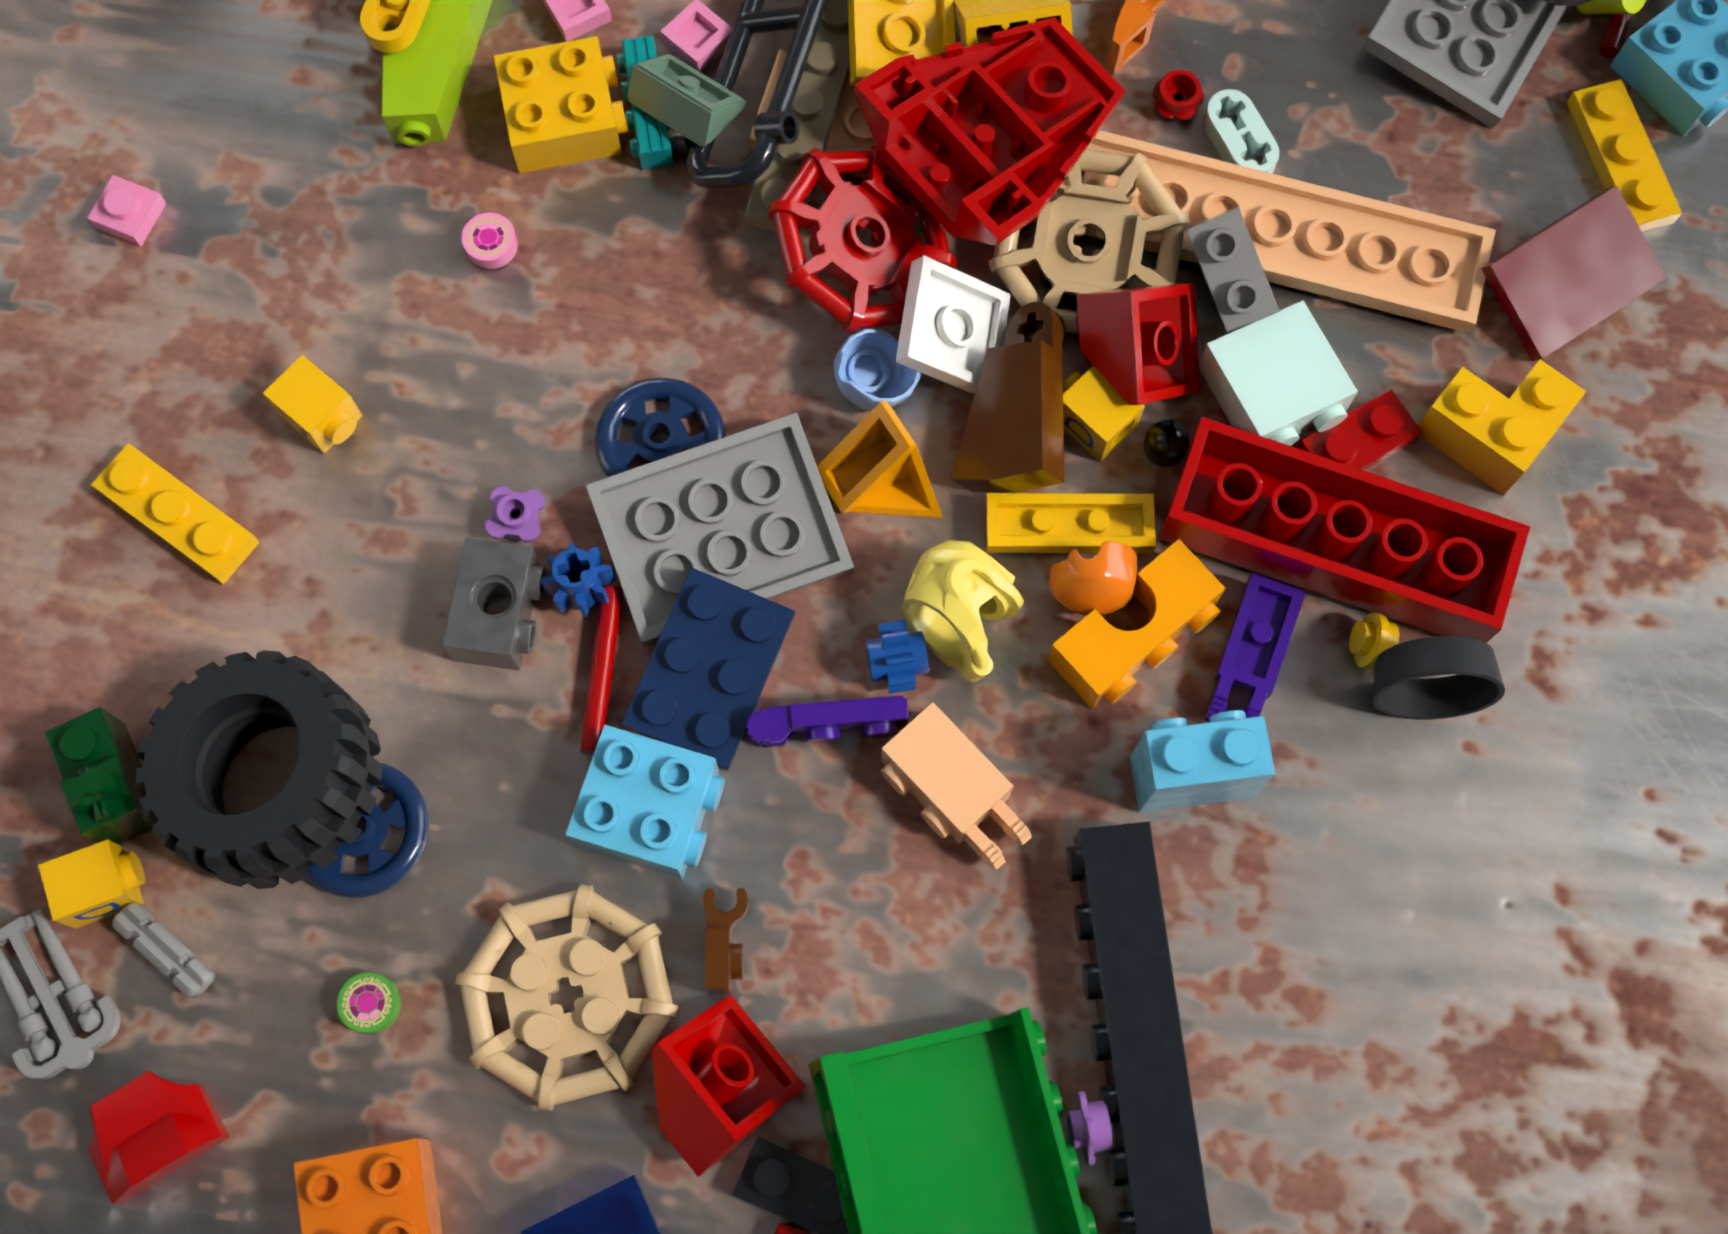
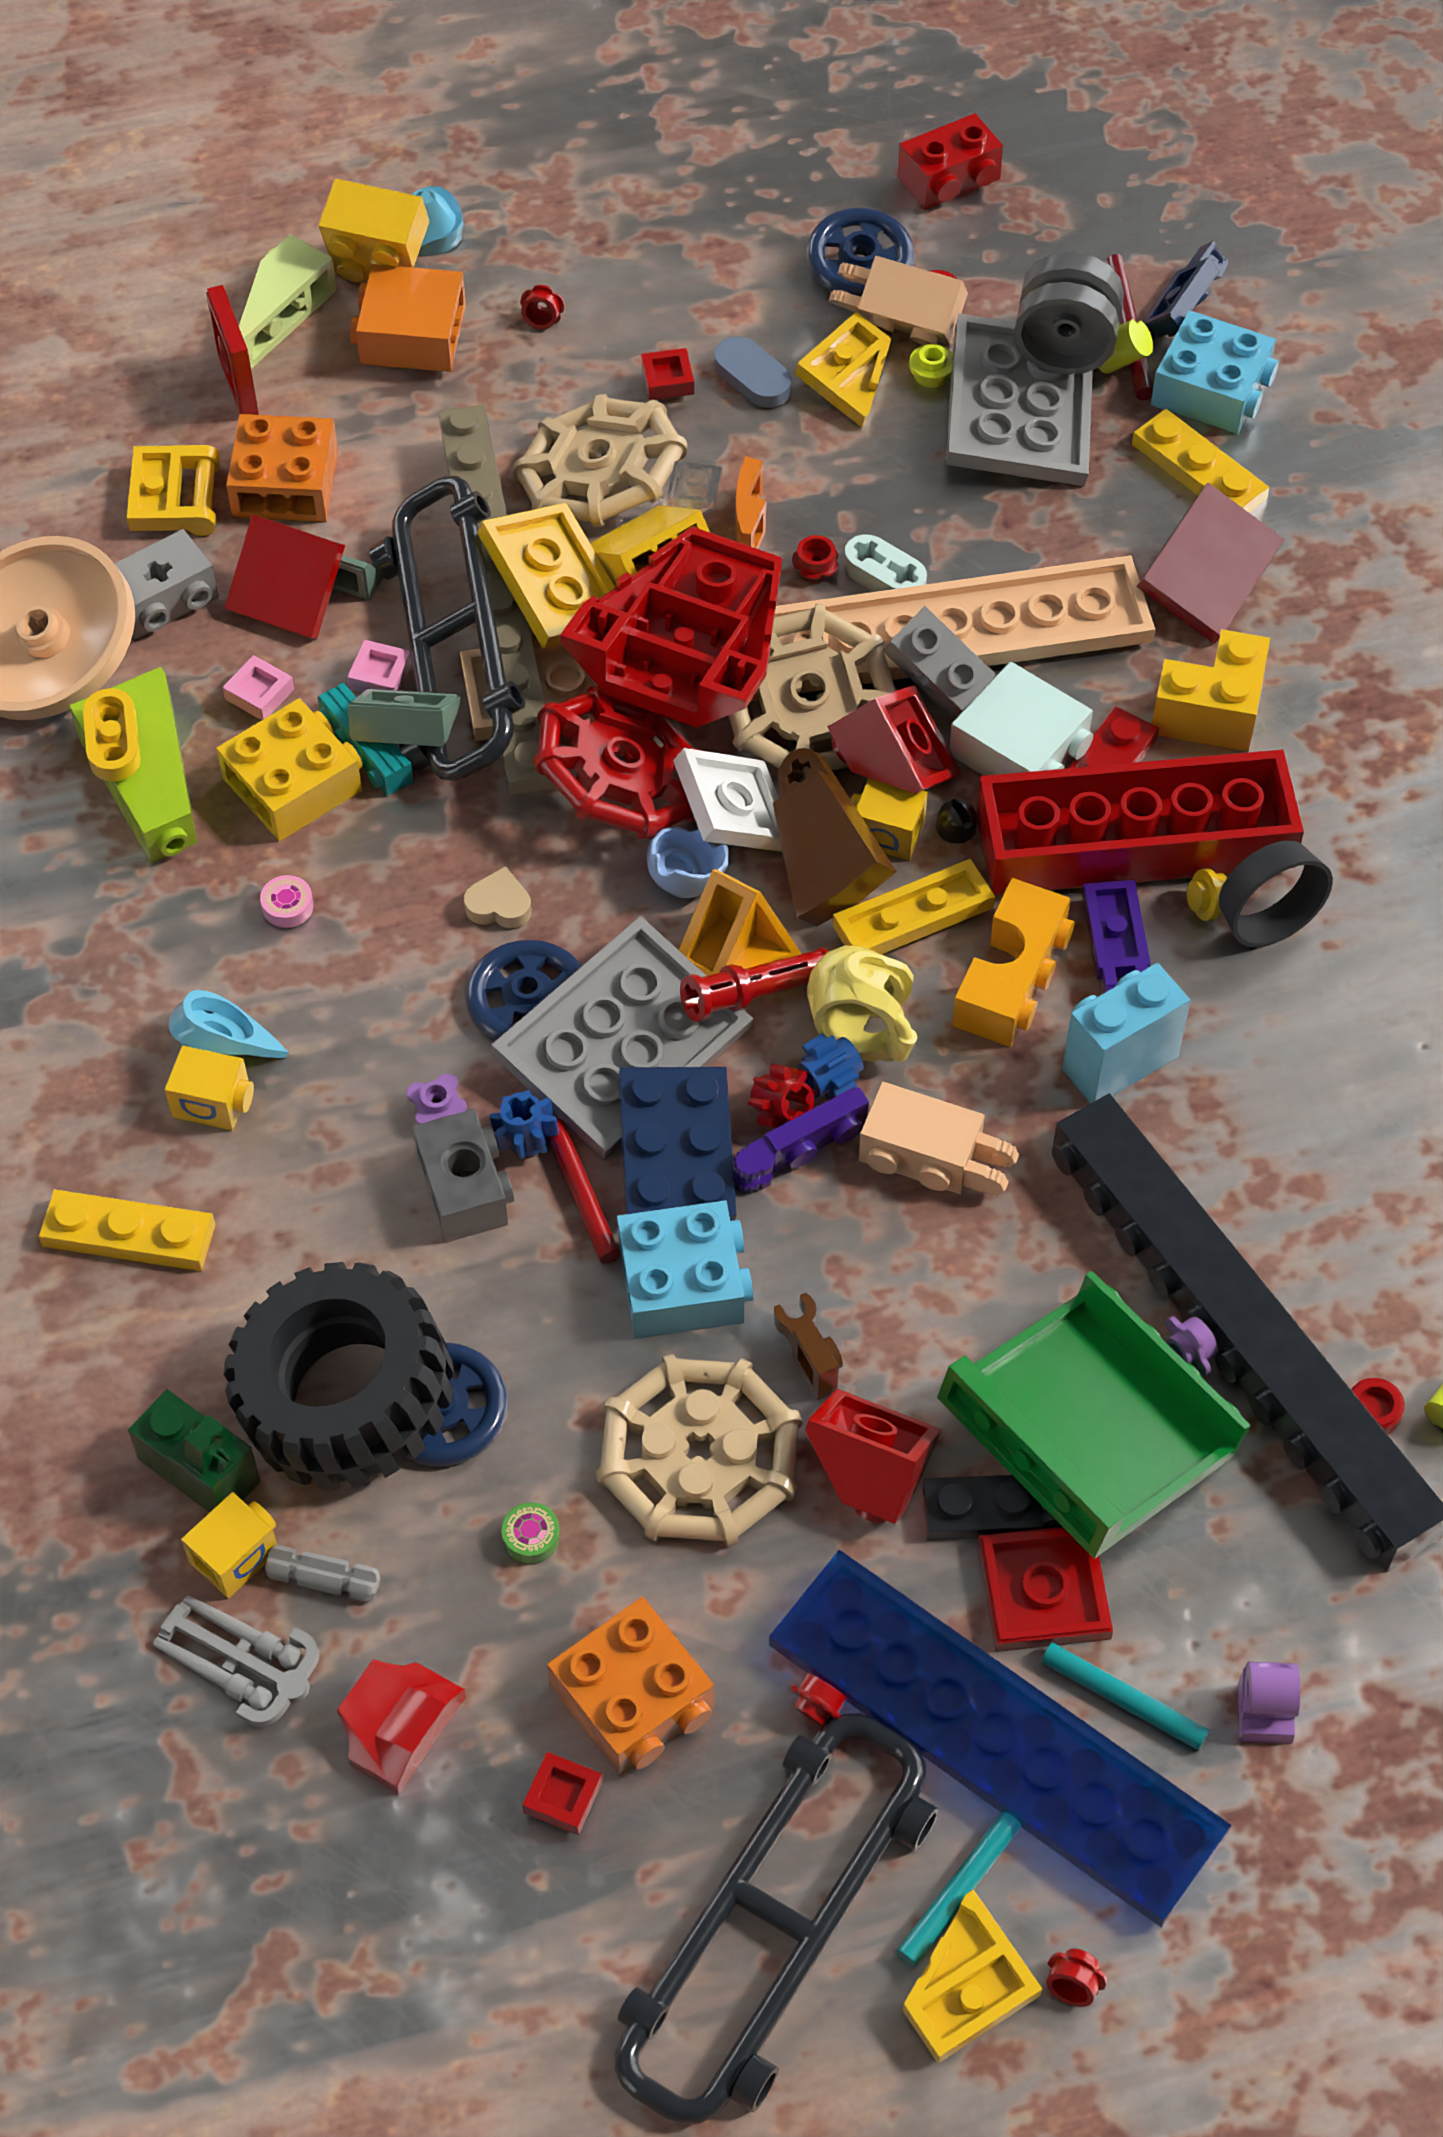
camera: 25 degrees left, 15 degrees down
(356, 348) = (219, 1026): none -> medium azure piece
(684, 328) = (498, 900): none -> tan tile
(833, 667) = (781, 1095): none -> red gear
(846, 528) = (736, 987): none -> red pin
(1097, 582) = (959, 938): orange hair -> none

